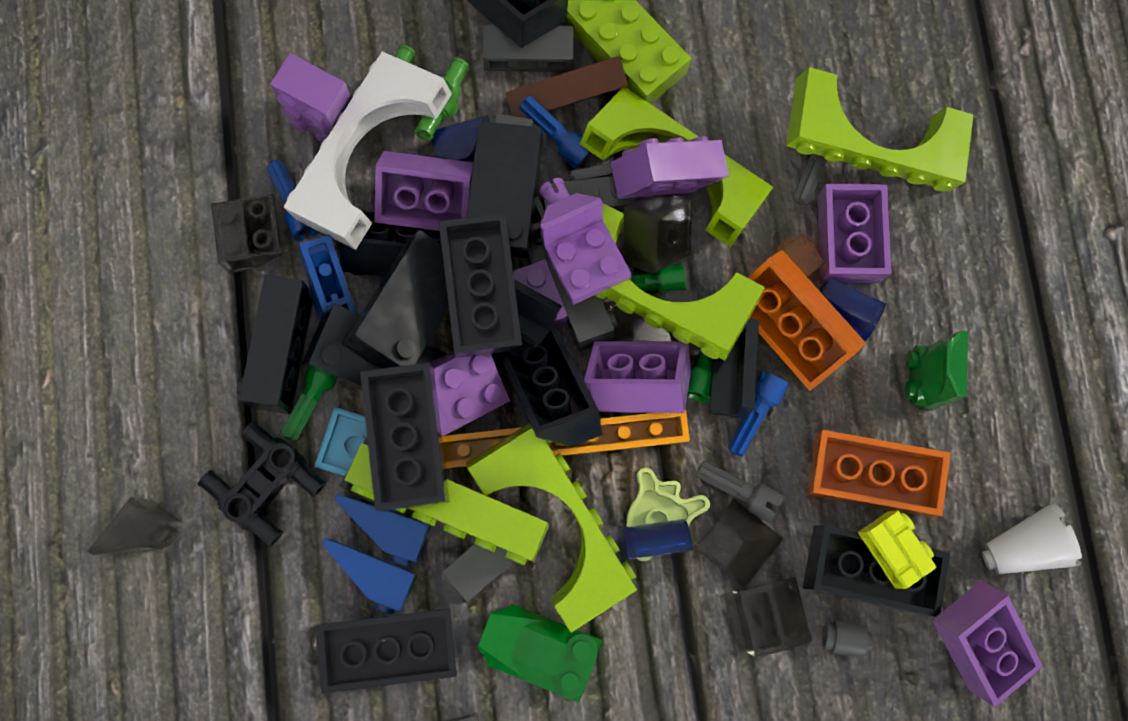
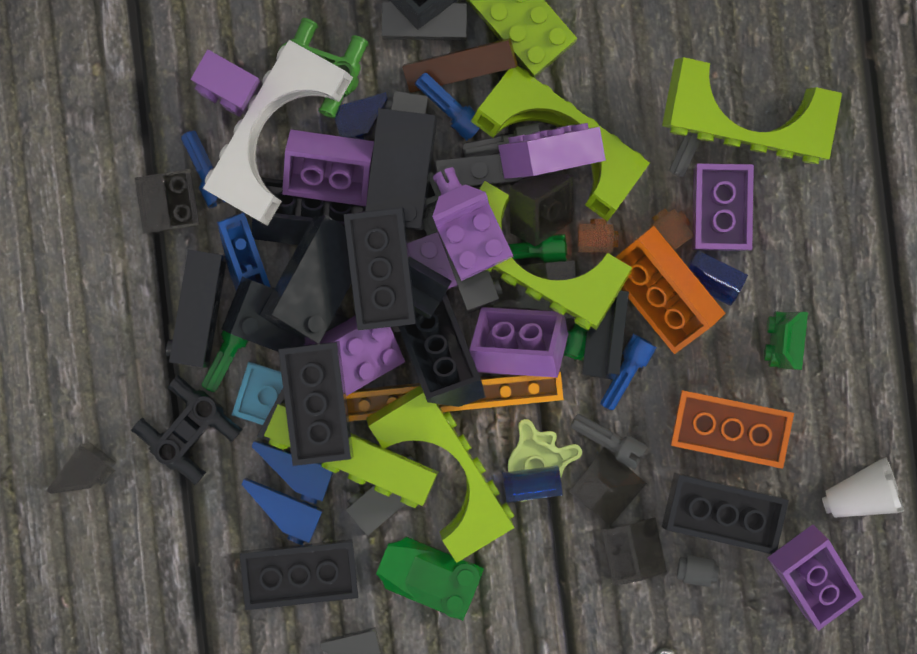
camera: 10 degrees right, 10 degrees up
(716, 267) = (597, 237): none -> clear orange brick
(898, 549) = (739, 497): neon yellow brick -> none

